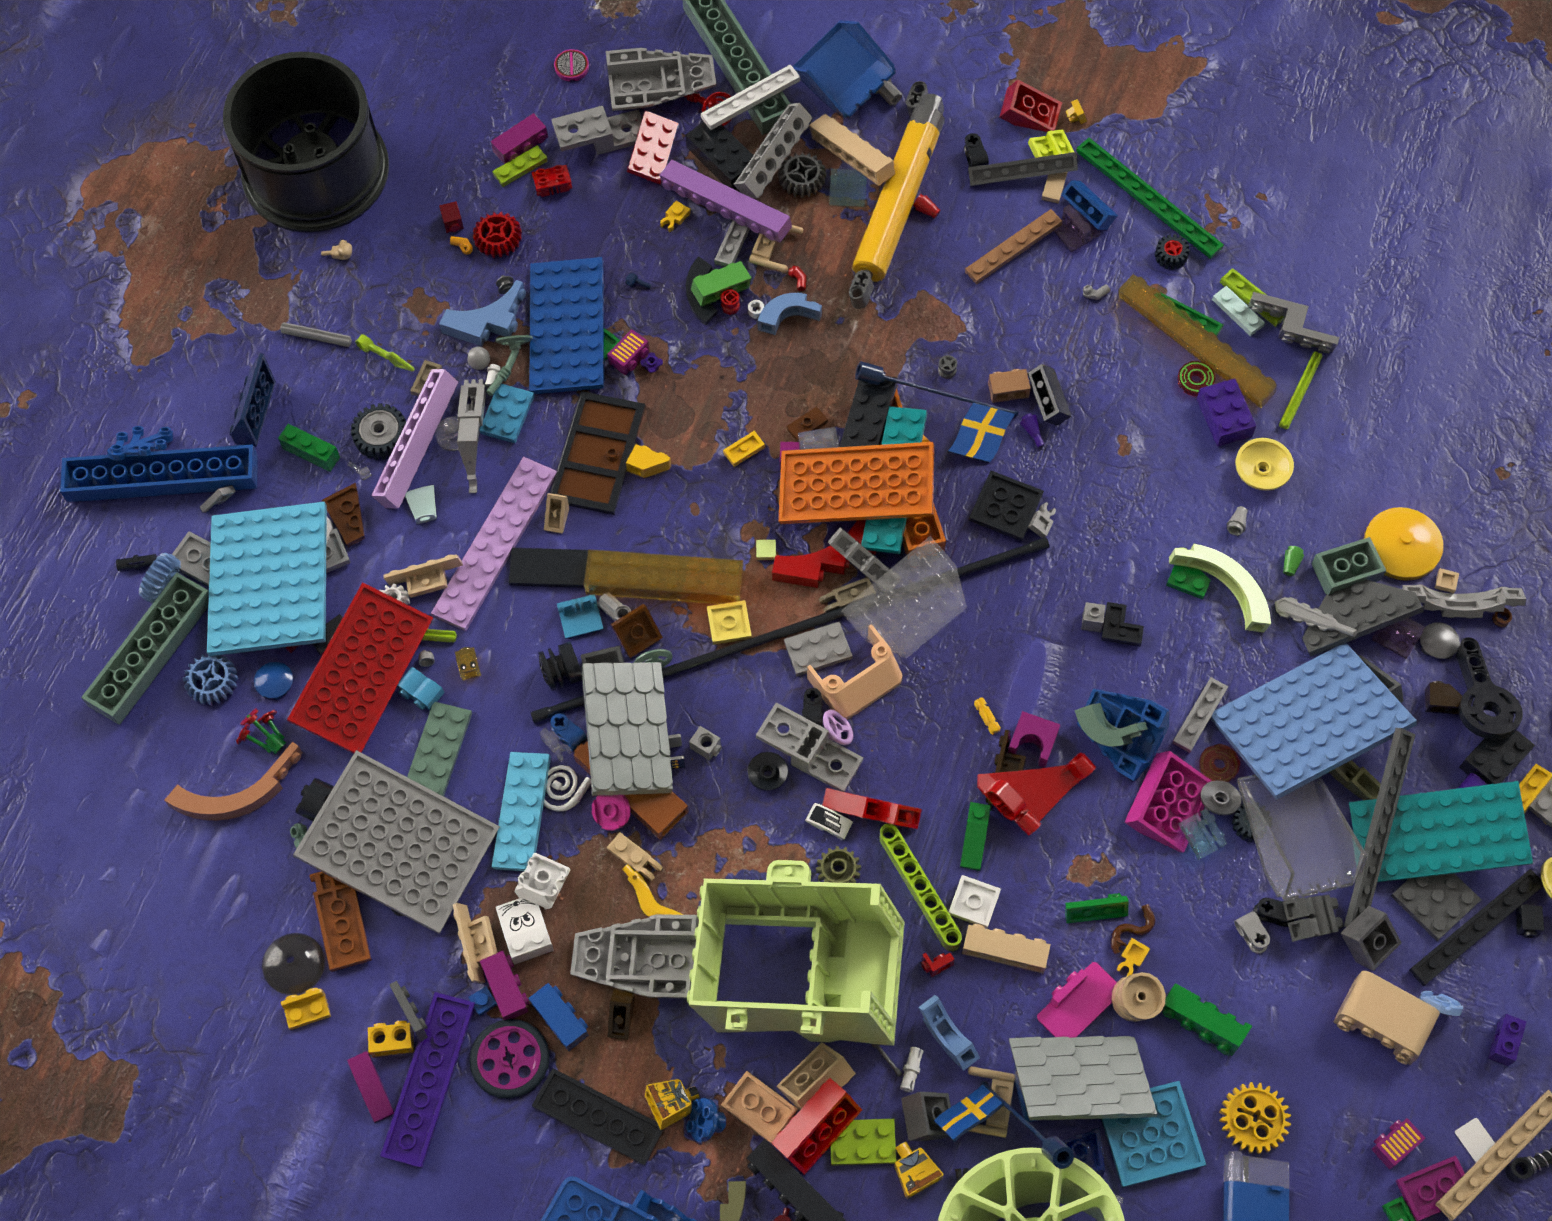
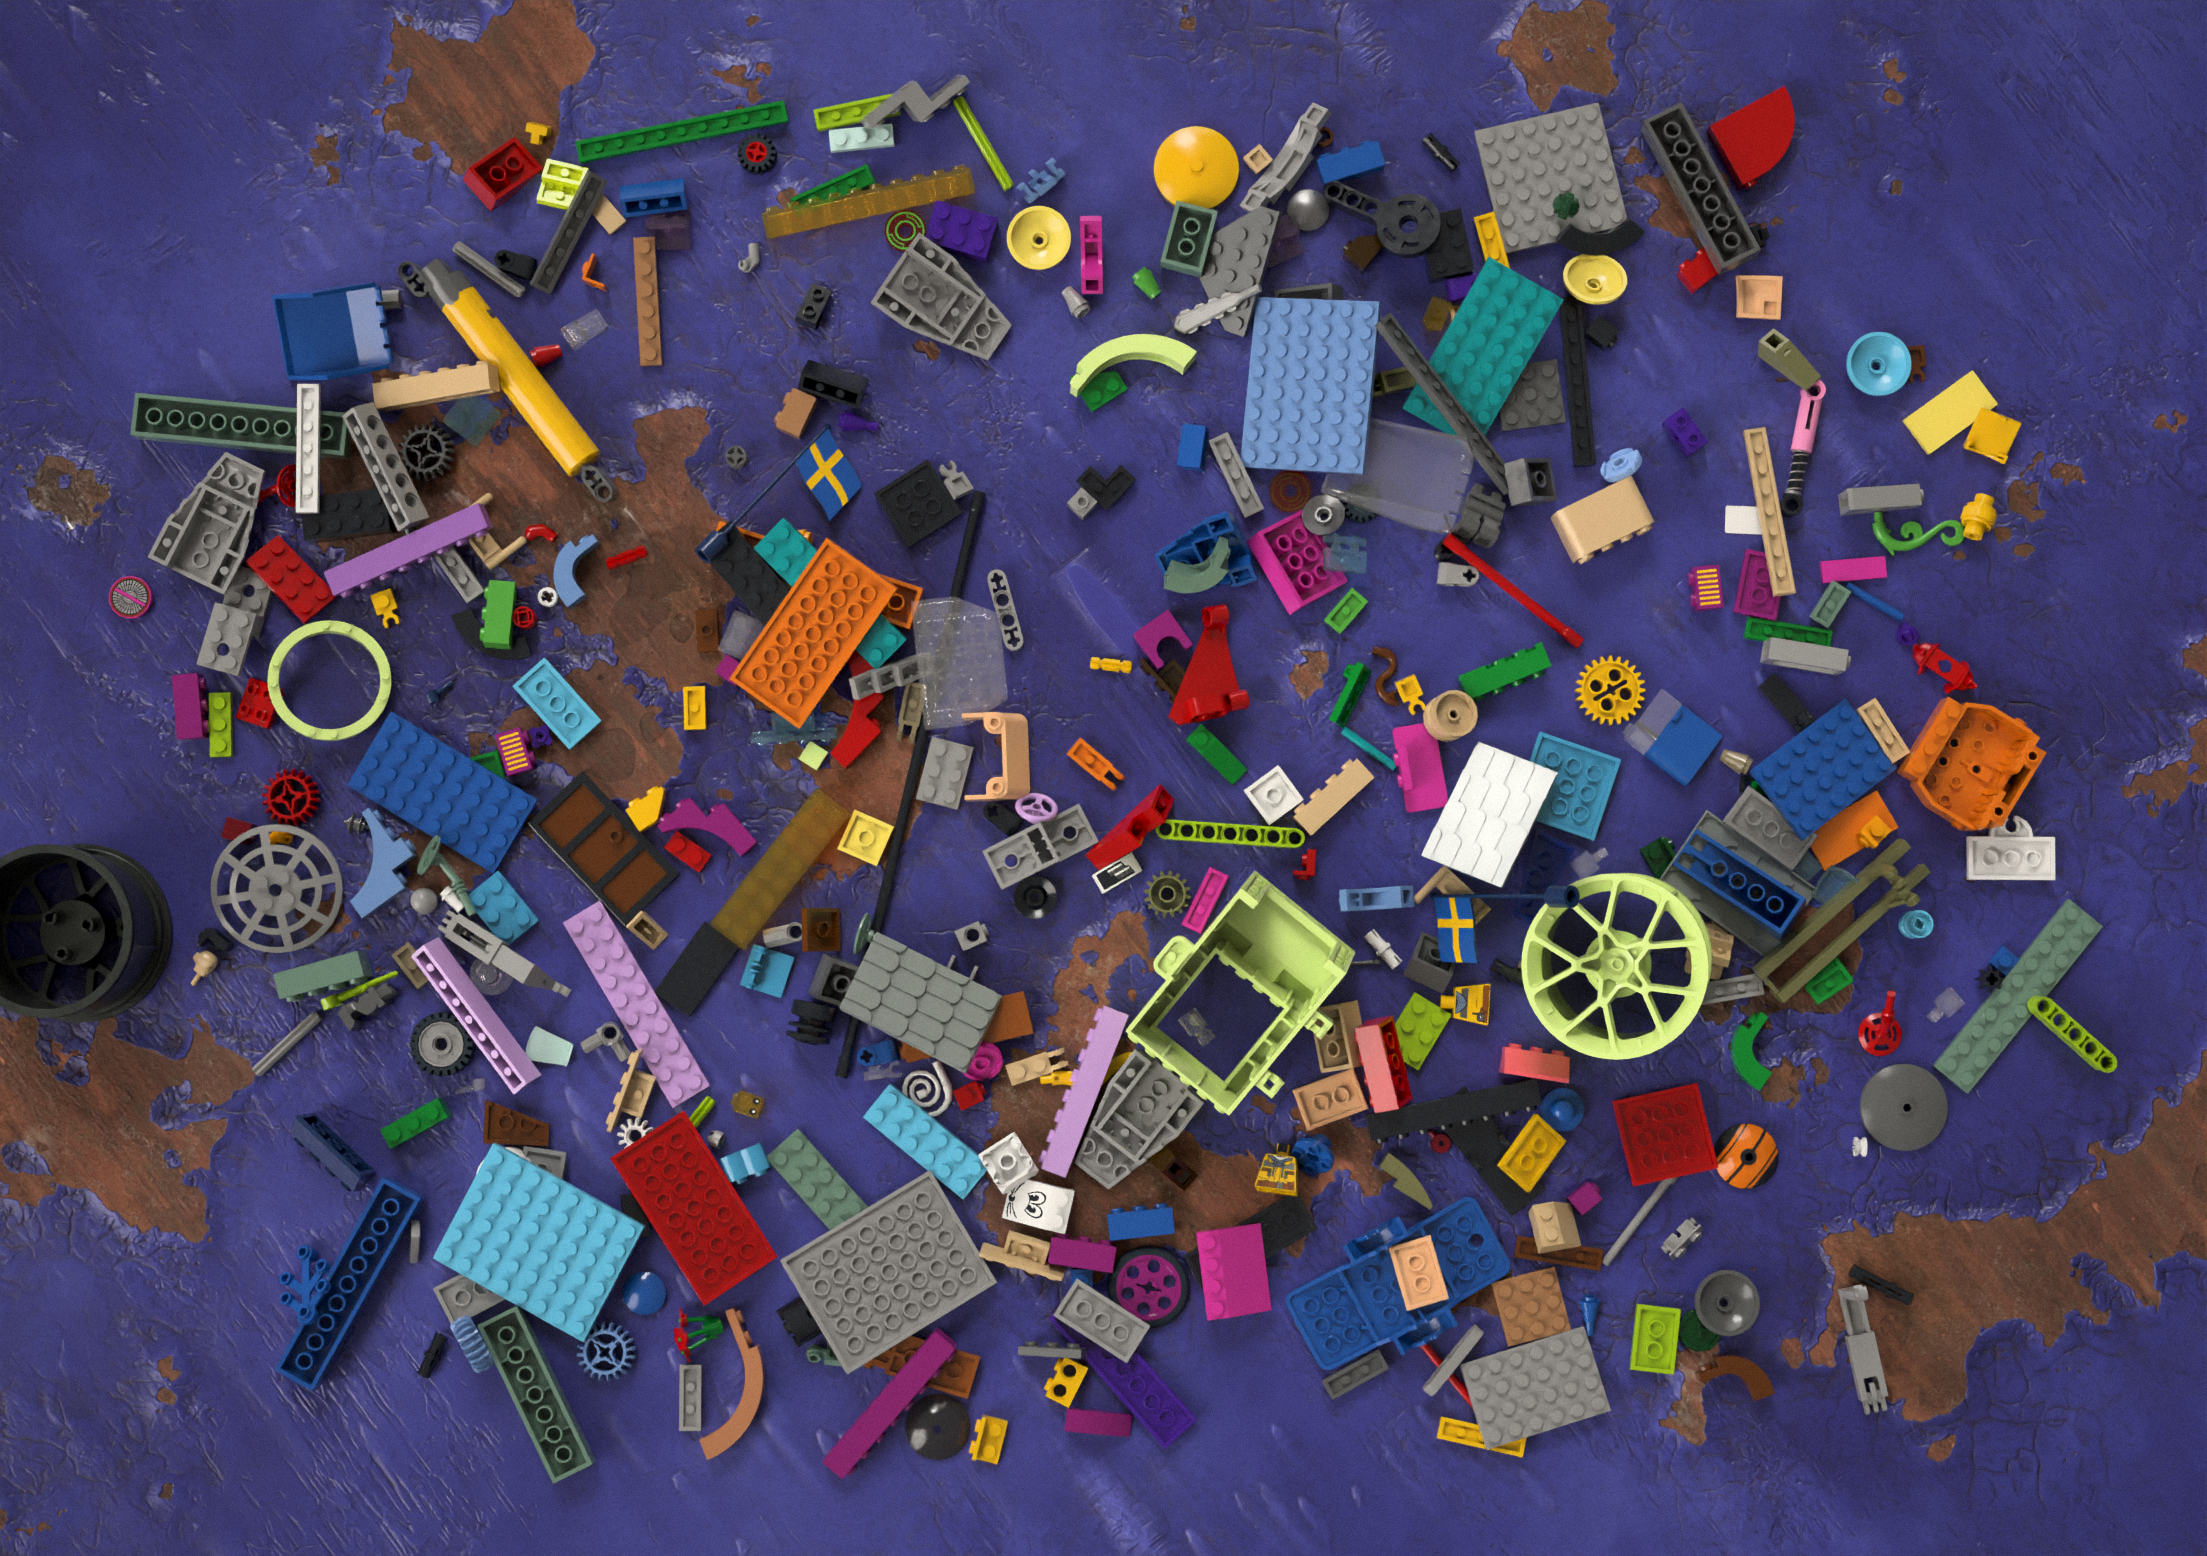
camera: 55 degrees left, 20 degrees up
(209, 761) = (690, 1397): none -> light grey plate
(290, 909) = (889, 1403): none -> magenta brick
(363, 246) = (218, 939): none -> black bracket
(380, 323) = (323, 975): none -> sand green brick
(382, 365) = (368, 1004): none -> dark grey hips
(429, 269) = (286, 878): none -> light grey dish
(452, 532) = (600, 1038): none -> light grey axle
(457, 1033) = (1101, 1320): none -> light grey plate
(564, 1114) = (1233, 1271): none -> dark pink slope
(579, 821) = (969, 1095): none -> red bracket
(604, 167) = (329, 627): none -> yellowish green piece
(630, 903) = (1083, 1091): none -> lavender brick
(634, 508) = (688, 851): none -> red plate
(671, 514) = (719, 822): none -> magenta arch
(683, 359) = (557, 703): none -> medium azure plate
(747, 957) = (1194, 1025): none -> clear plate
(770, 517) = (784, 731): none -> clear light blue bracket
(821, 341) = (626, 557): none -> red axle
(902, 749) = (1093, 763): none -> orange hinge
(958, 140) = (488, 269): none -> light grey axle
(961, 217) = (584, 328): none -> clear plate
(974, 616) = (1008, 609): none -> light grey beam
(1005, 198) = (587, 271): none -> orange bracket
(1064, 952) = (1368, 748): none -> teal bar
(1092, 350) = (813, 306): none -> black plate
(1159, 864) = (1345, 611): none -> bright green plate
(1165, 428) = (940, 300): none -> light grey wedge
(1197, 670) = (1193, 447): none -> blue hinge
(1274, 1050) = (1460, 549): none -> red piece
(1283, 508) = (1091, 254): none -> dark pink arch
(1299, 444) = (1047, 181): none -> medium blue piece
(1440, 781) = (1436, 313): none -> clear yellow bracket
(1501, 647) = (1350, 163): none -> blue brick

